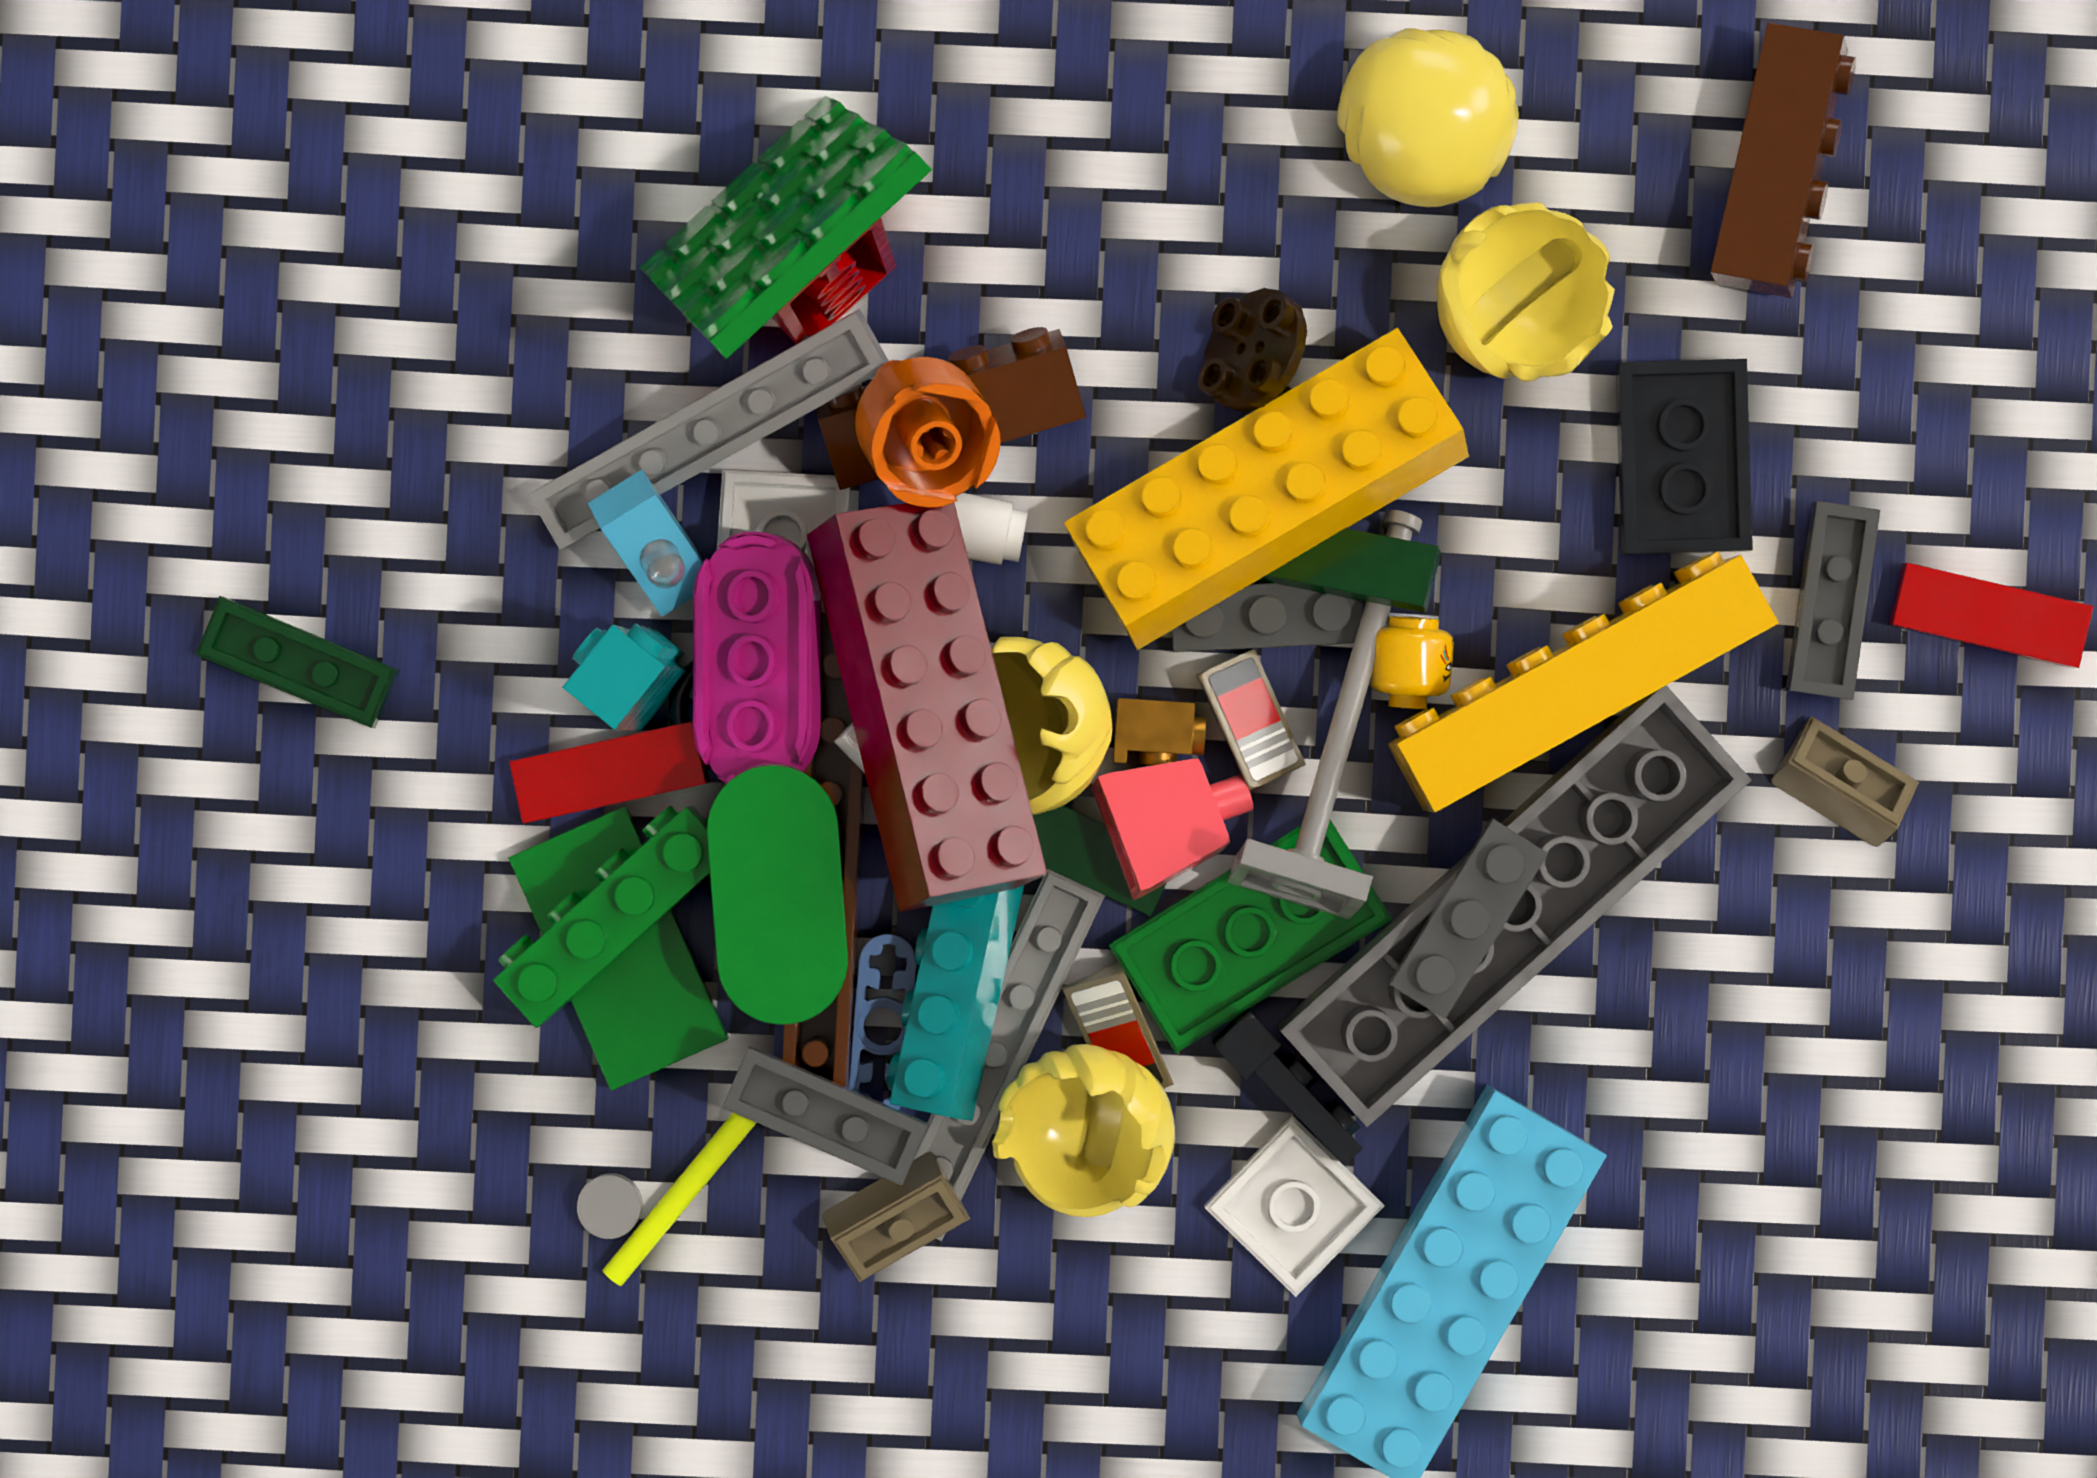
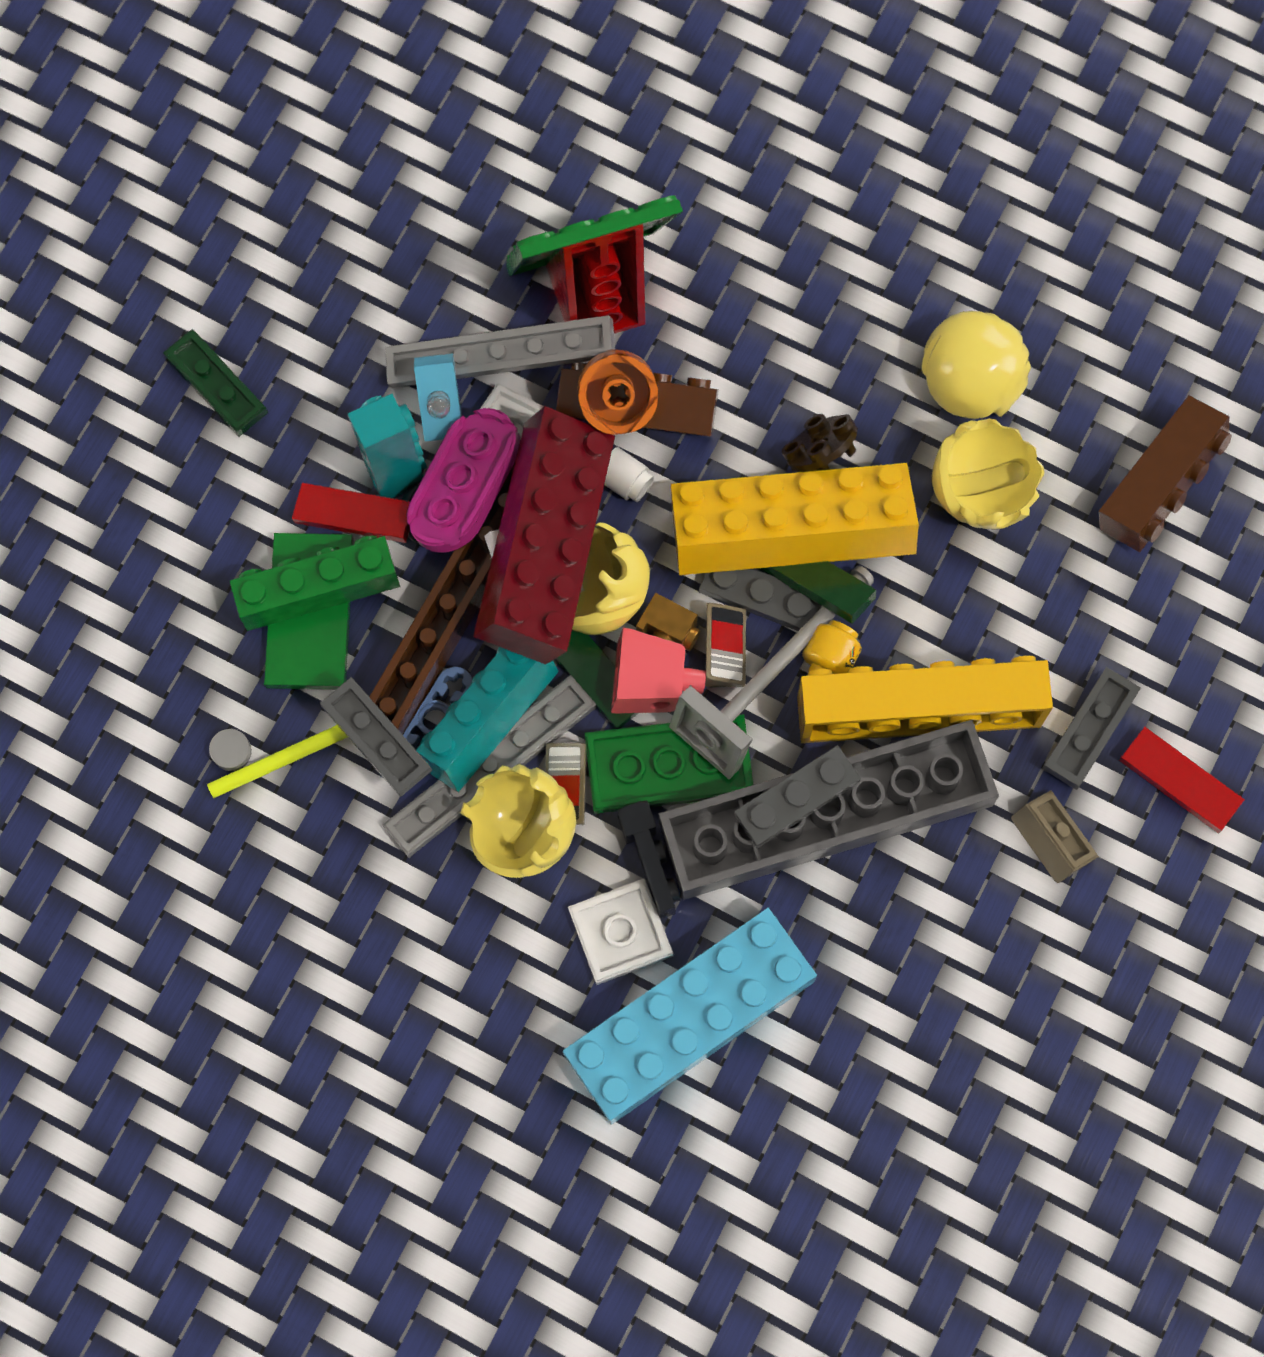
camera: 30 degrees right, 15 degrees down
(777, 894) = (410, 602): green tile -> none
(893, 1219) = (387, 827): dark tan slope -> none
(1684, 456) = (1040, 608): black plate -> none

